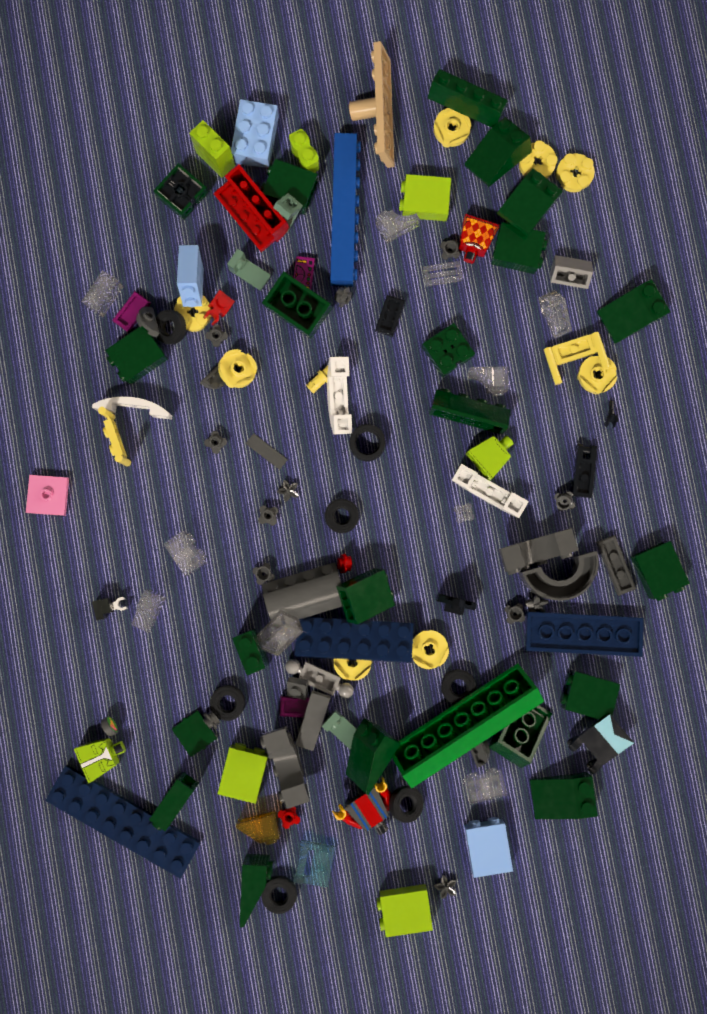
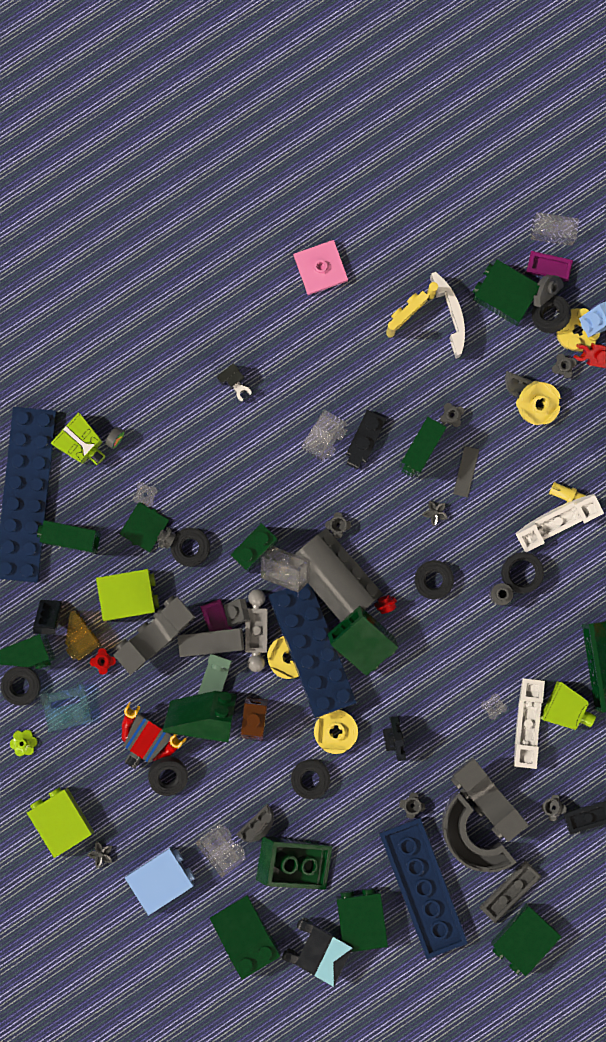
camera: 70 degrees right, 0 degrees up
(148, 610) = (248, 423): clear arch -> none
(168, 715) = (148, 500): none -> clear plate
(203, 521) = (364, 439): none -> black hinge
(230, 478) = (422, 447): none -> dark green brick
(232, 848) = (47, 617): none -> black plate
(269, 520) = (394, 500): dark grey plate -> none
(327, 908) = (29, 742): none -> lime plant
(377, 473) = (494, 597): none -> dark grey brick
(389, 712) = (254, 718): none -> reddish brown torso
(466, 725) = (276, 803): green brick -> none
(536, 604) = (431, 823): dark grey plant -> none

